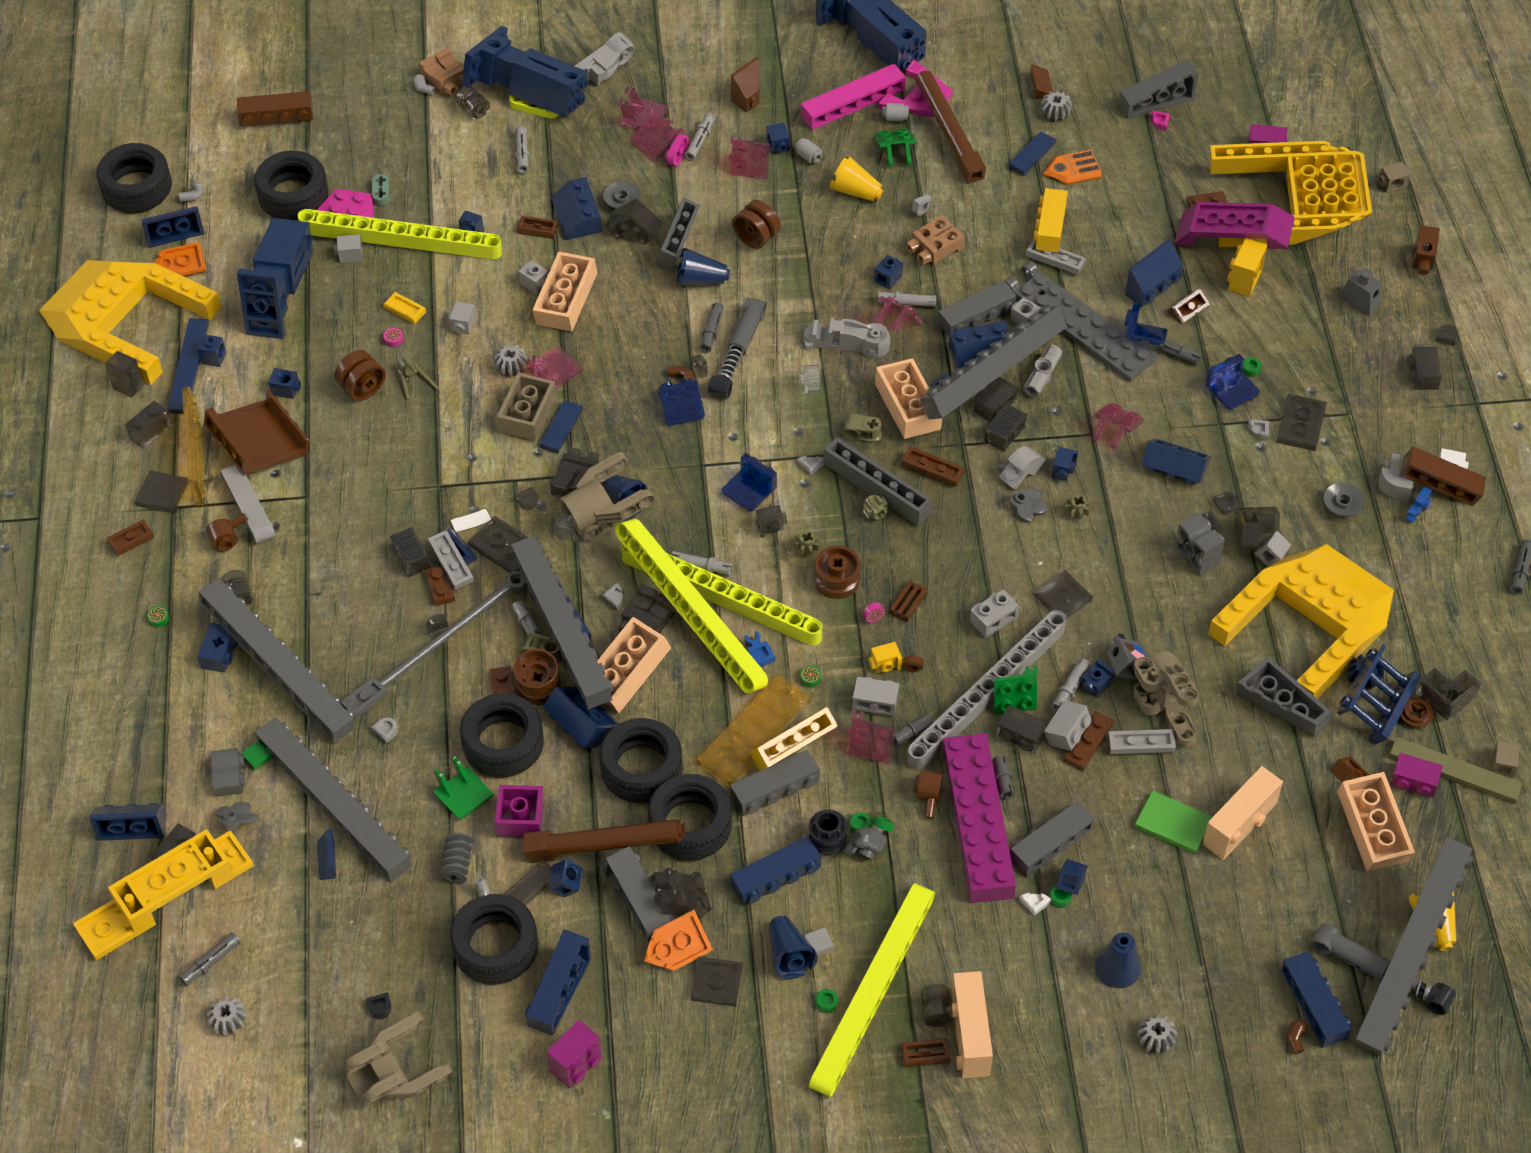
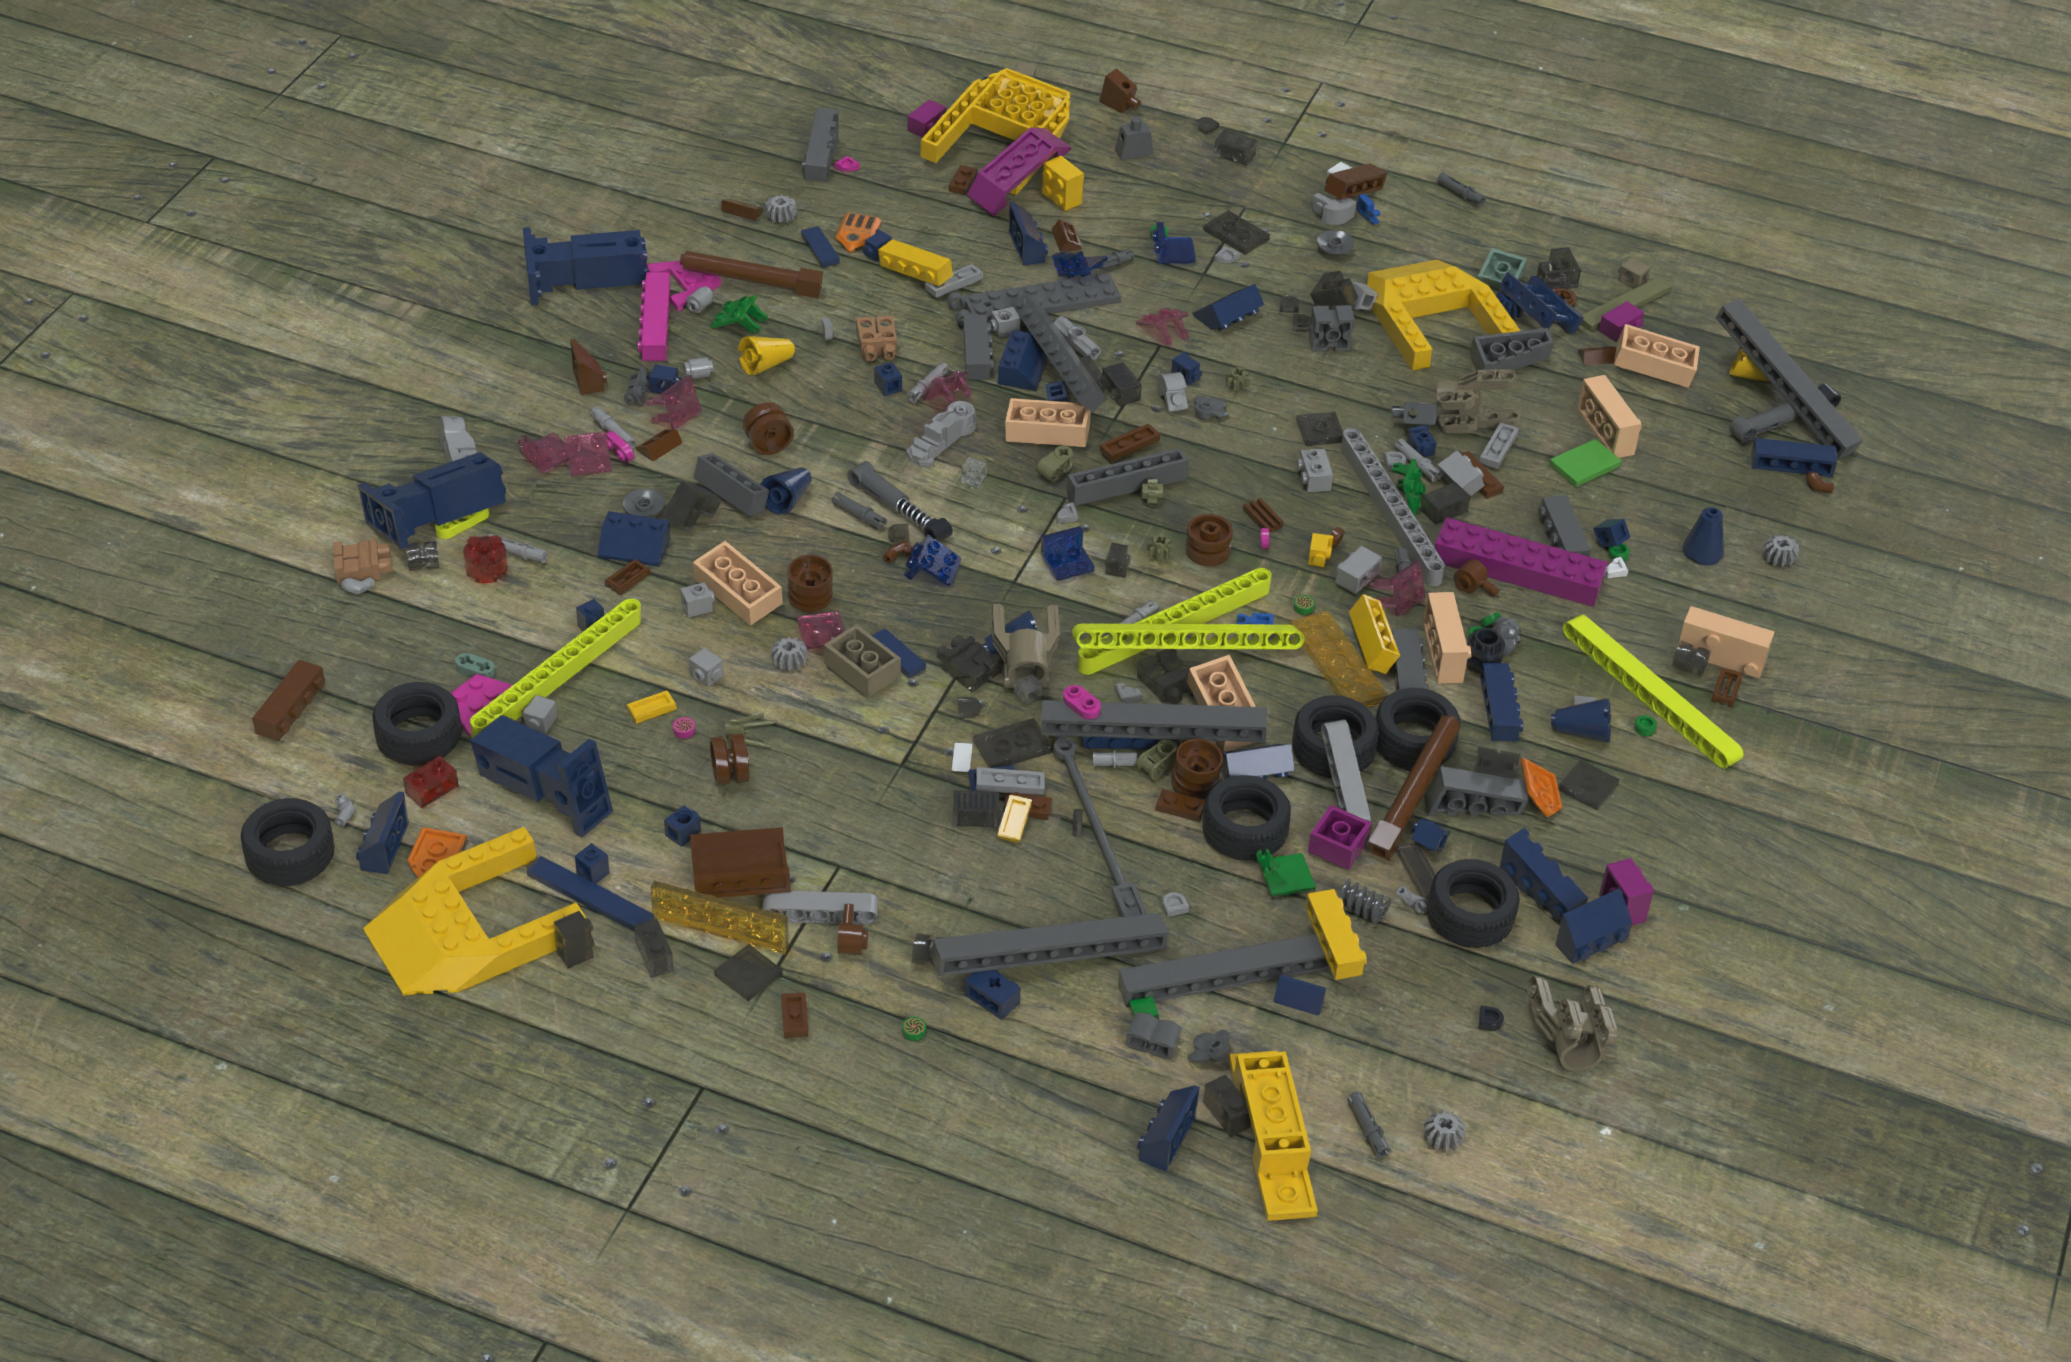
camera: 65 degrees left, 10 degrees down
(243, 223) = (430, 782): none -> clear red brick
(387, 847) = (1335, 934): none -> yellow brick
(414, 581) = (1014, 818): none -> tile
(493, 137) = (485, 558): none -> clear red brick
(517, 1044) = (1594, 927): none -> dark blue slope
(543, 559) = (1081, 702): none -> dark pink plate
(583, 782) = (1345, 768): none -> light grey beam
(591, 333) = (810, 583): none -> reddish brown wheel
(704, 173) = (660, 444): none -> reddish brown slope
(757, 129) = (638, 387): none -> dark grey hinge
(826, 790) = (1445, 638): none -> light nougat brick
(1059, 669) = (1393, 457): none -> light grey tile
(1060, 183) = (874, 243): none -> dark blue brick
(1413, 646) = (1497, 266): none -> sand green slope

